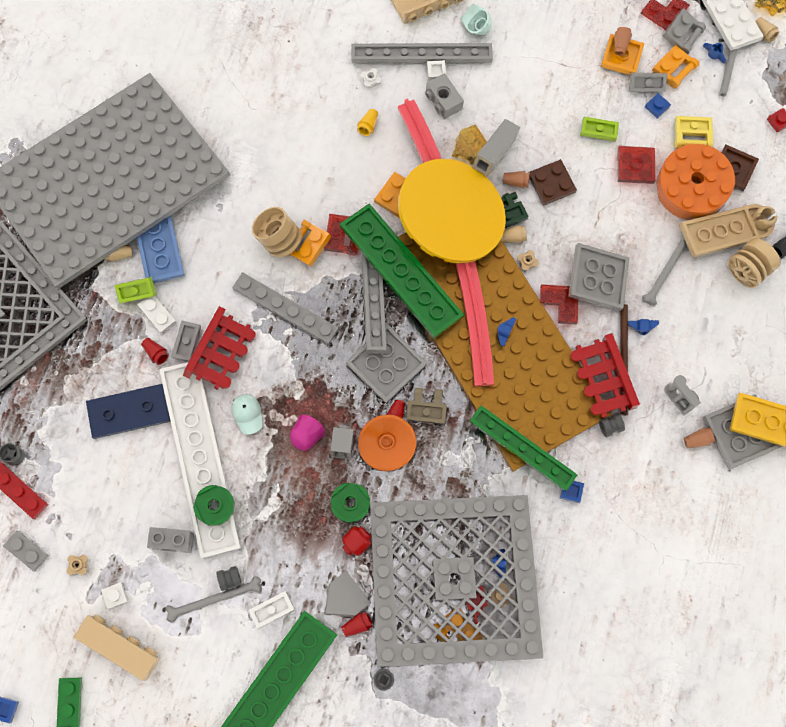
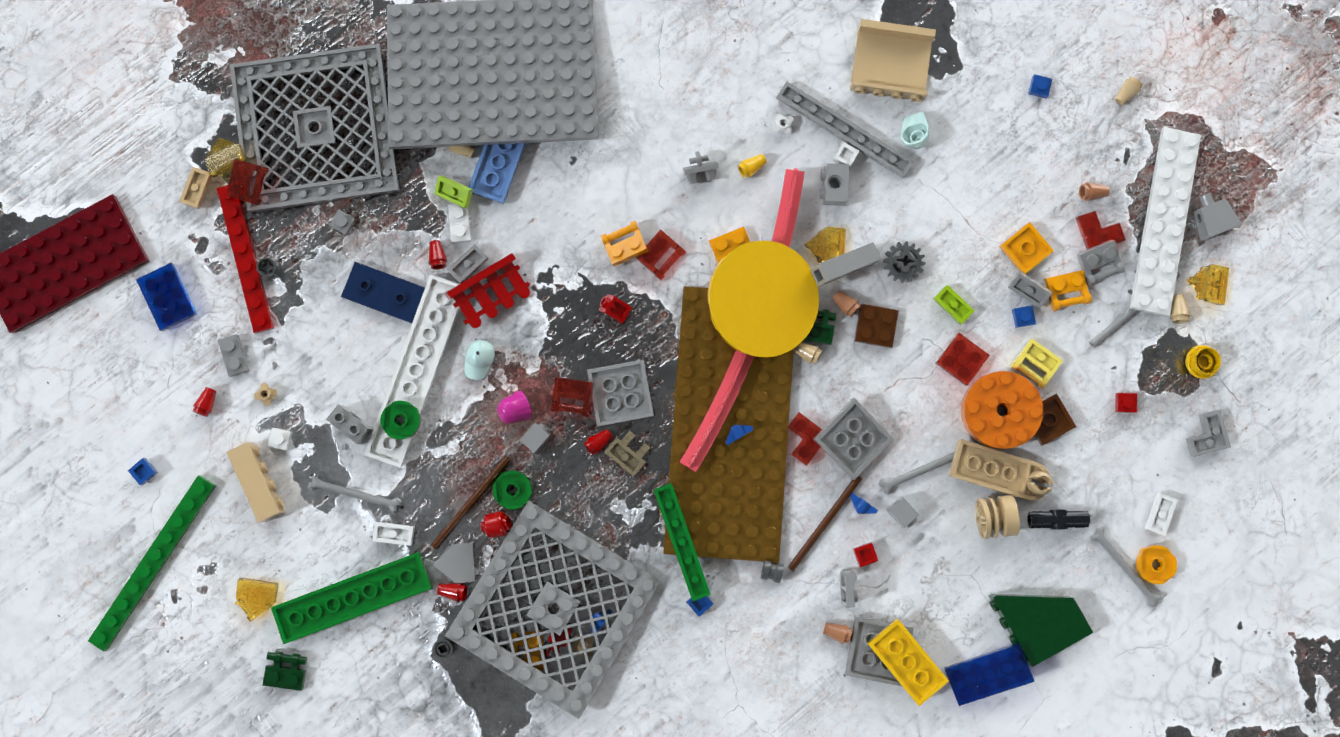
camera: 35 degrees right, 10 degrees up
(25, 608) = (205, 402): none -> red cone
(53, 376) = (342, 222): none -> light grey plate
(228, 578) = (376, 486): dark grey wheel -> none
(276, 232) = (602, 218): tan wheel -> none
(285, 308) = (568, 288): light grey plate -> none
(321, 538) = (470, 502): none -> reddish brown piece
(334, 298) = (615, 308): none -> red bracket
(337, 145) = (709, 168): none -> light grey hips
(345, 385) = (574, 390): none -> clear red plate
(373, 309) = (645, 332): light grey plate -> none
(387, 442) = (574, 461): orange hat -> none
(401, 270) = (685, 322): green plate -> none
(527, 265) = (804, 387): tan plate -> none
(538, 120) = (905, 254): none -> dark grey gear
(614, 363) = (801, 520): red fence -> none
(622, 39) = (1033, 236): nougat cone -> none
(674, 362) = (865, 554): none -> red plate
(679, 309) = (903, 513): none -> light grey brick
(715, 51) = (1116, 300): blue piece -> none

